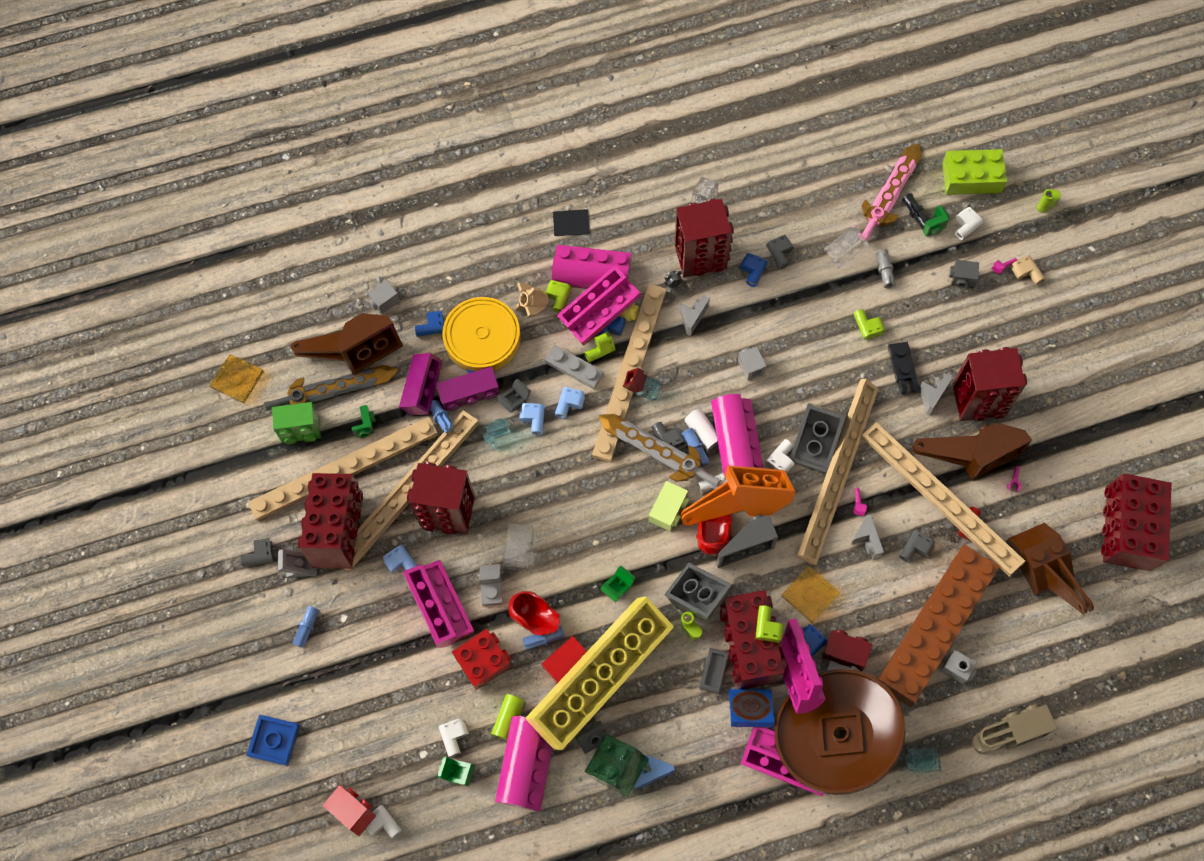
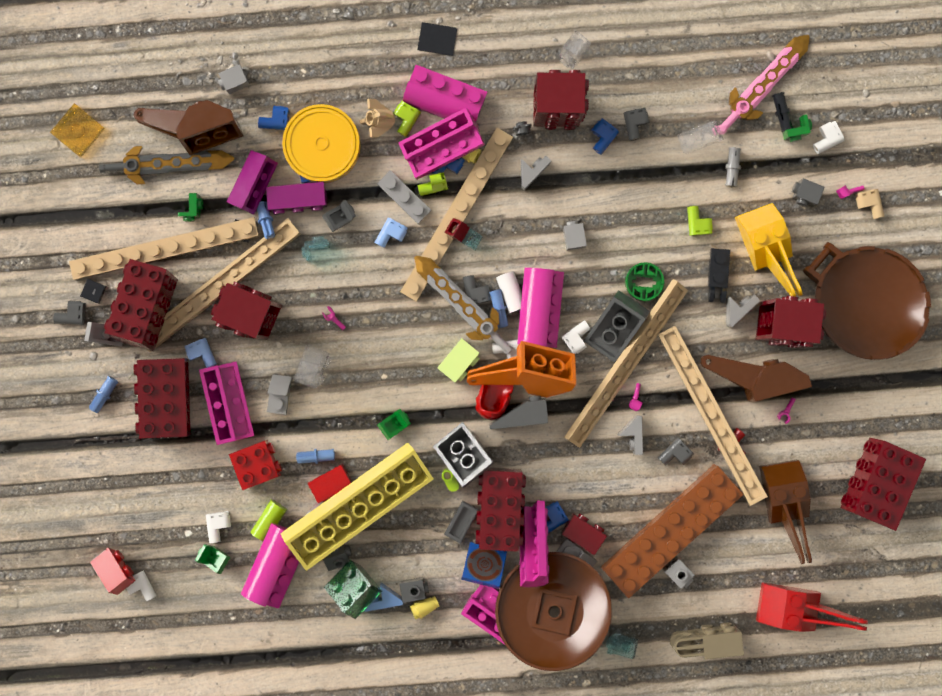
camera: 15 degrees right, 20 degrees up
(273, 740) = (58, 490): blue tile -> none
(277, 526) = (93, 291): none -> black tile
(296, 422) = (125, 195): bright green brick -> none
(370, 610) = (162, 398): none -> dark red brick
(531, 496) = (331, 316): none -> dark pink hand
(533, 413) = (355, 237): light blue piece -> none
(533, 613) = (311, 435): red hair -> none
(682, 753) = (413, 589): none -> dark grey brick
(697, 771) = (423, 607): none -> light yellow cone
(768, 630) = (511, 510): lime piece -> none
(810, 594) = (566, 473): clear yellow tile -> none
(832, 382) = (645, 272): none -> green piece
(942, 324) = (769, 243): none -> yellow slope
(974, 172) = (853, 84): lime brick -> none
(1048, 200) = (916, 133): lime piece -> none
(1063, 352) = (871, 301): none -> reddish brown dish
(1096, 673) = (798, 609): none -> red slope

